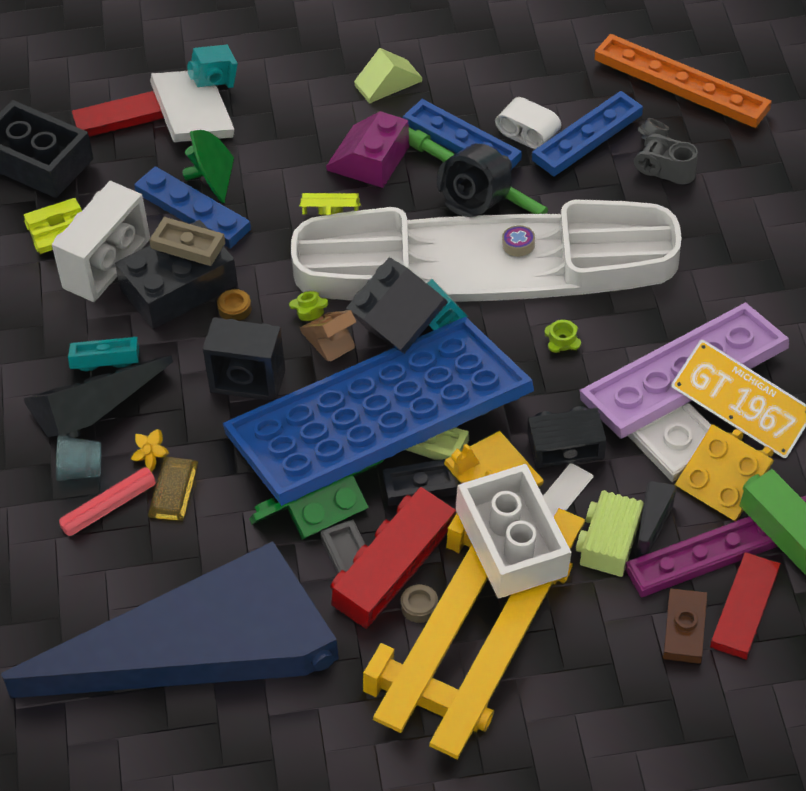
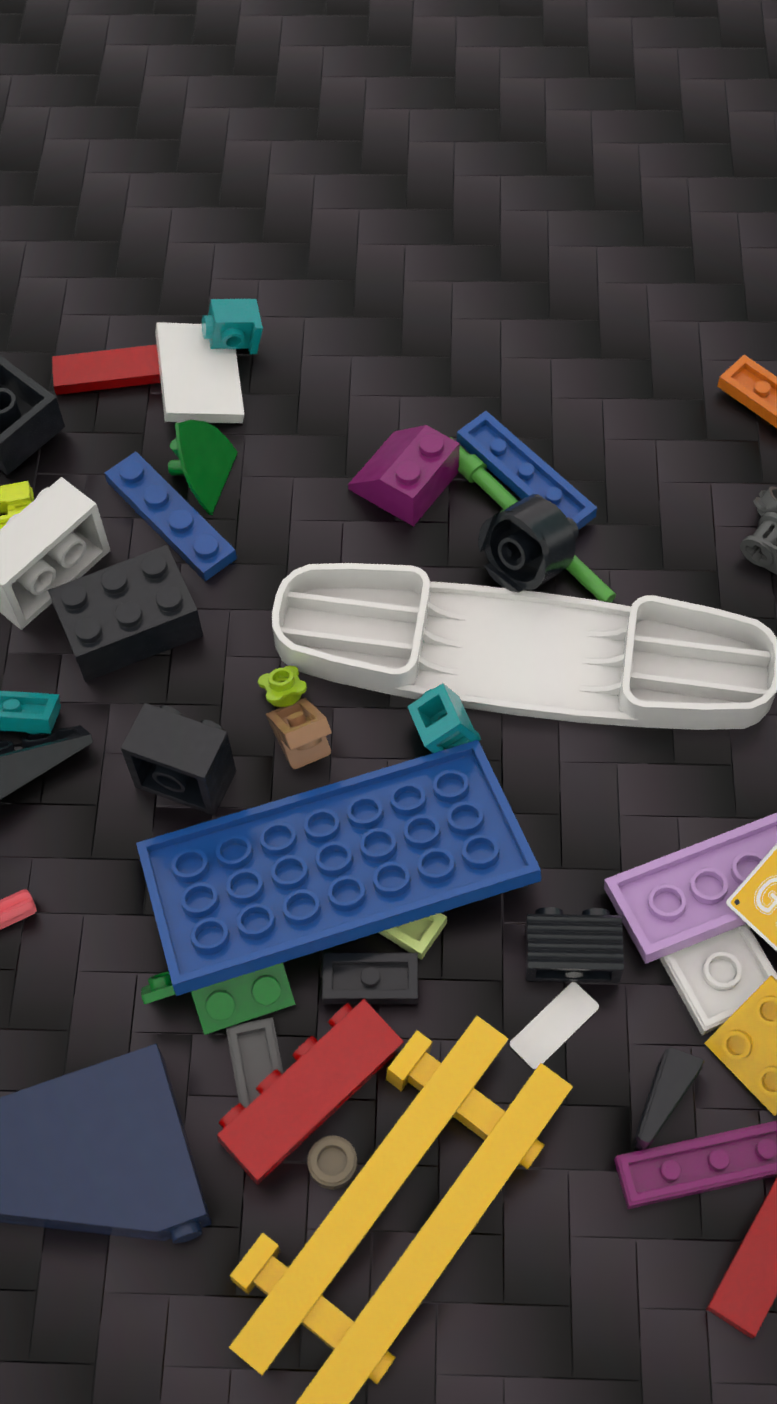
camera: 10 degrees right, 10 degrees up
(150, 448) = (37, 862): yellow plant -> none
(173, 488) = (56, 924): clear yellow tile -> none
(187, 241) = (139, 580): dark tan plate -> none
(234, 305) = (191, 667): pearl gold tile -> none
(329, 202) = (338, 545): neon yellow piece -> none
(385, 75) = (449, 368): yellowish green slope -> none
(396, 305) = (388, 716): black slope -> none
(486, 458) = (467, 980): yellow plate -> none
(512, 530) = (468, 1103): white brick -> none
(518, 240) = (568, 637): tile -> none
(528, 122) = (614, 467): white beam -> none
(562, 336) = (598, 778): lime plate -> none
(587, 133) = (687, 493): blue plate -> none
(610, 534) = (604, 1110): yellowish green brick -> none
(685, 625) = (678, 1271): reddish brown plate -> none

